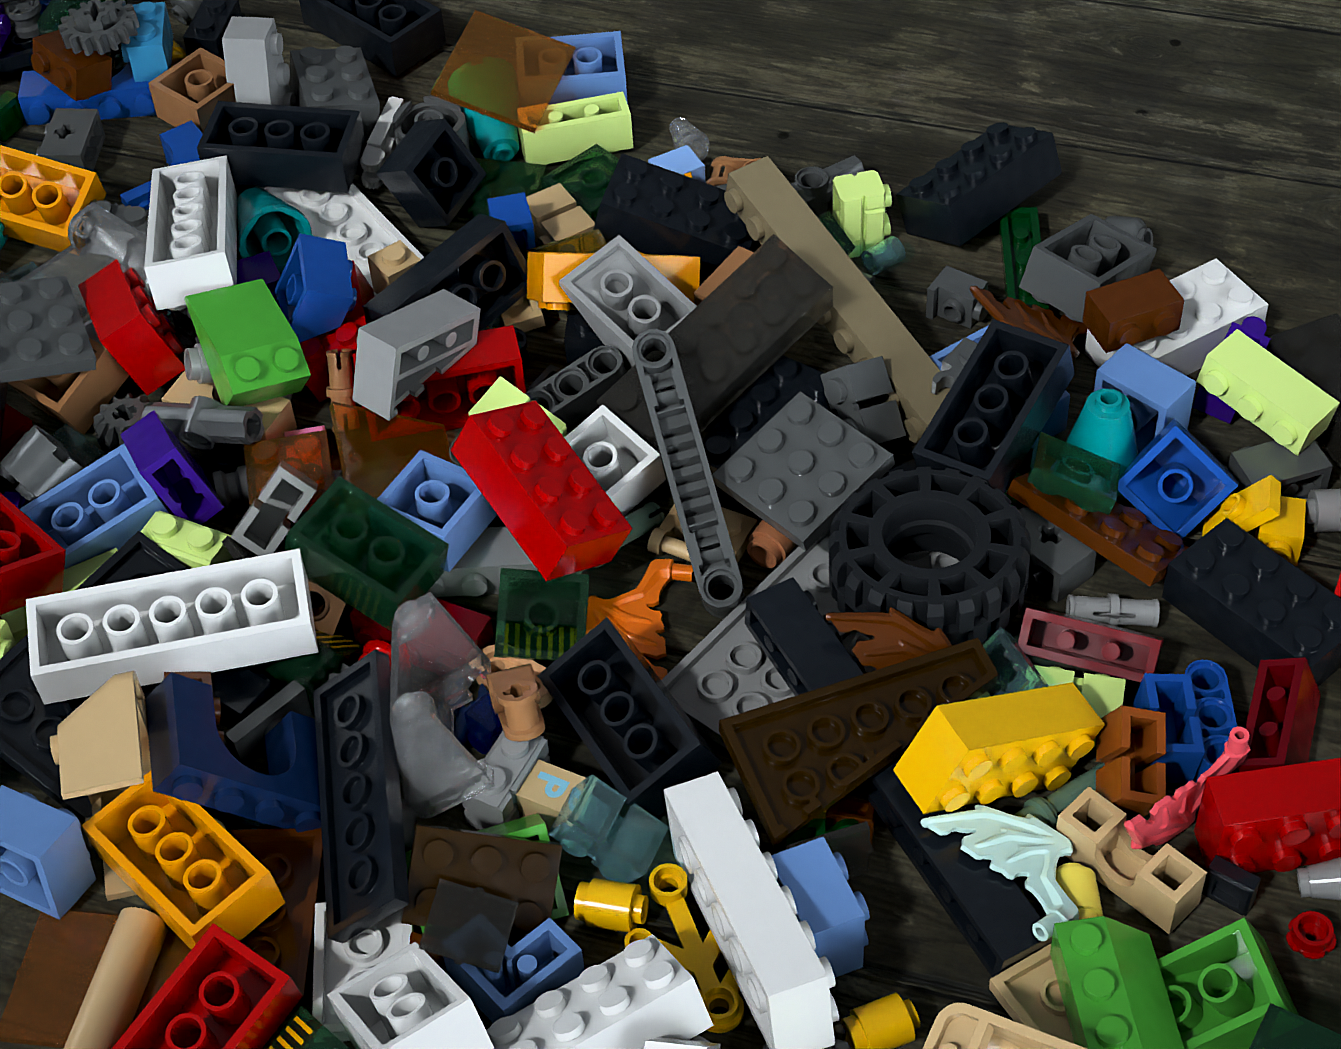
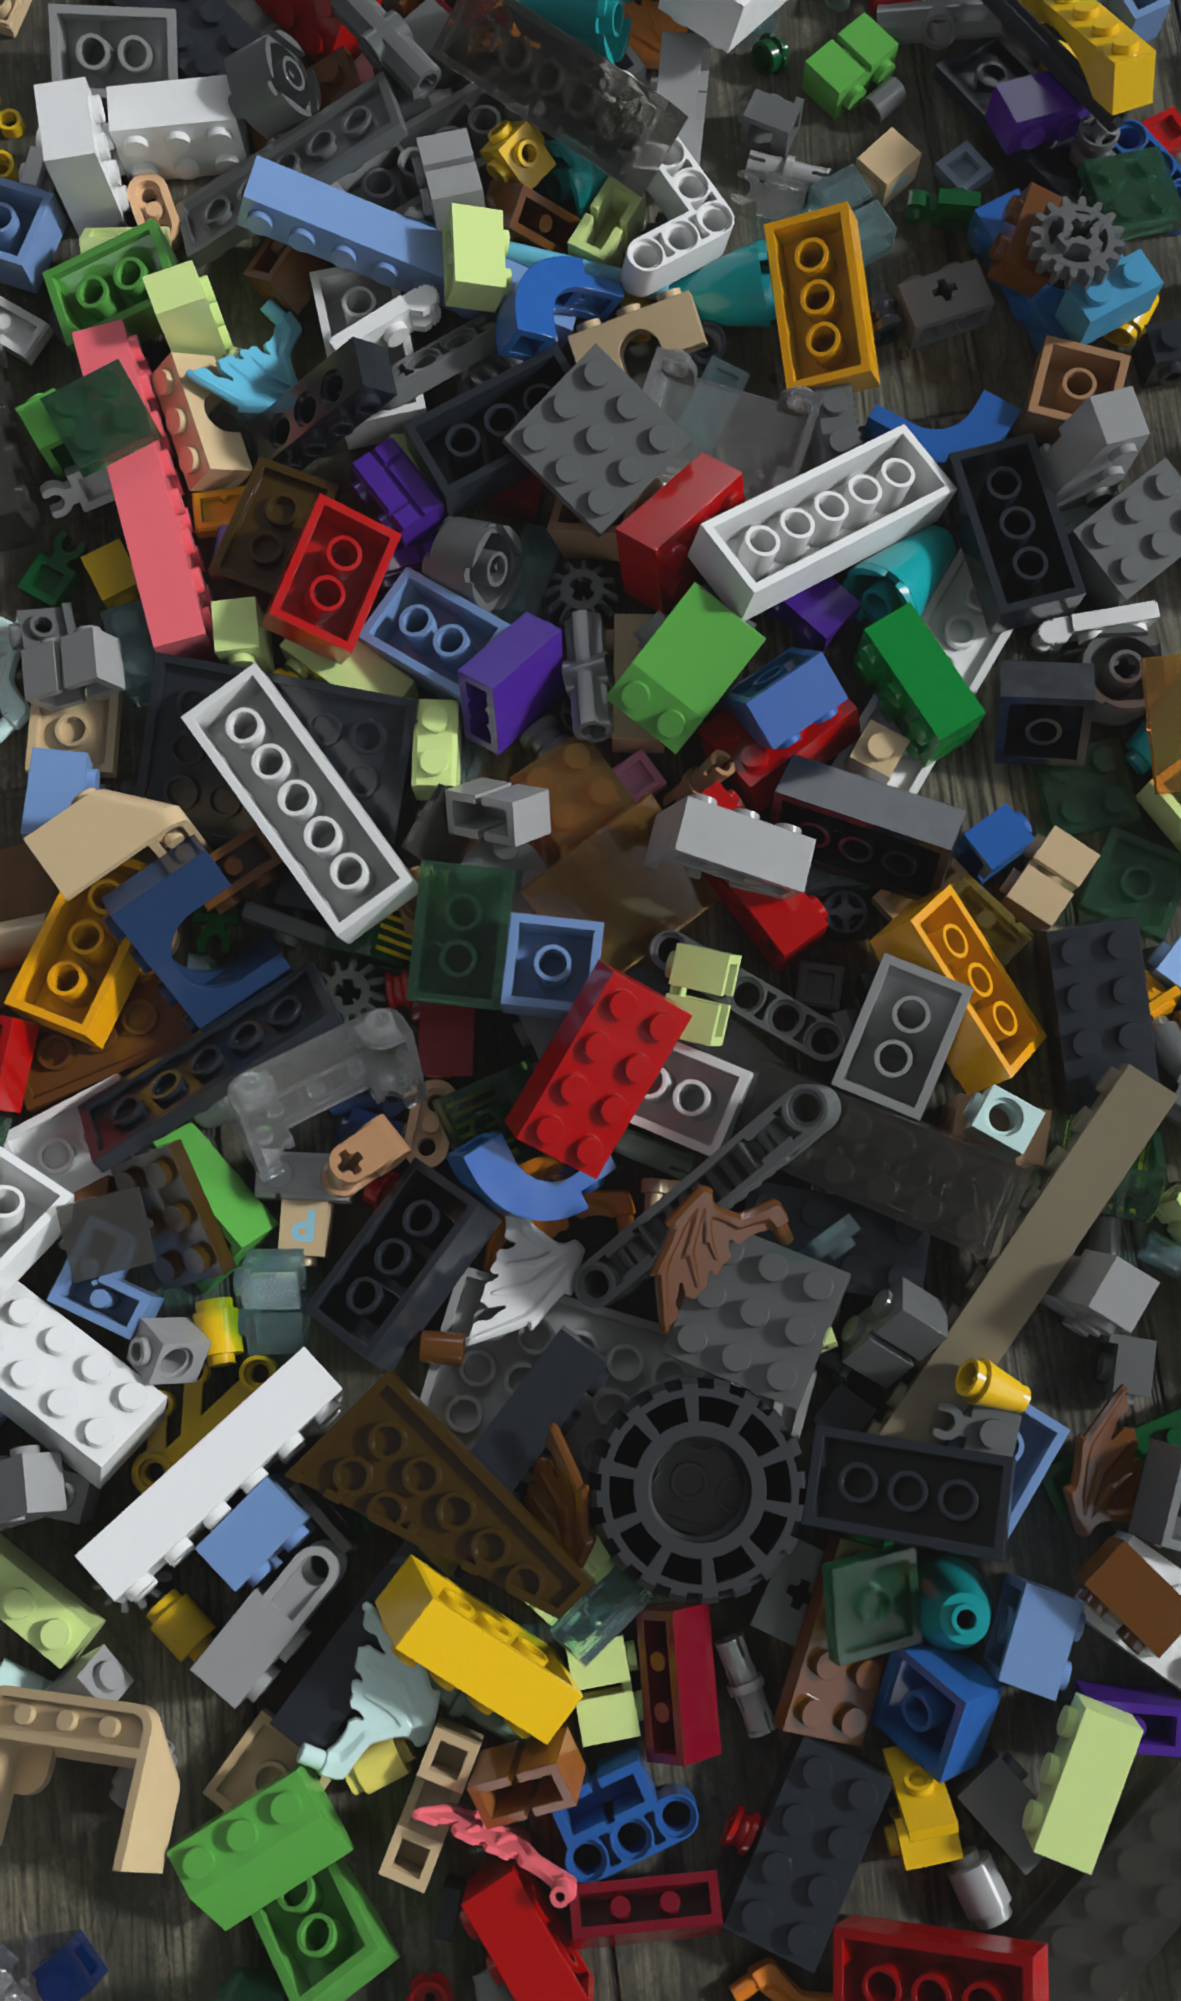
camera: 65 degrees right, 30 degrees up
(363, 216) = (916, 685): none -> green brick
(556, 730) = (378, 1189): none -> red plate
(582, 603) = (500, 1184): none -> blue arch
(607, 929) = (168, 1350): none -> light grey brick
(690, 639) = (528, 1280): none -> white animal
(720, 706) = (442, 1348): none -> reddish brown hinge
(724, 256) = (1022, 1117): none -> light aqua brick
(731, 477) = (700, 1244): none -> reddish brown animal
(766, 398) = (835, 1239): none -> clear light blue plate
(897, 263) = (1100, 1294): none -> light grey wedge
(912, 930) = (269, 1626): none -> light grey brick
(932, 344) = (991, 1387): none -> yellow cone
(1234, 651) = (740, 1829): none -> red bush

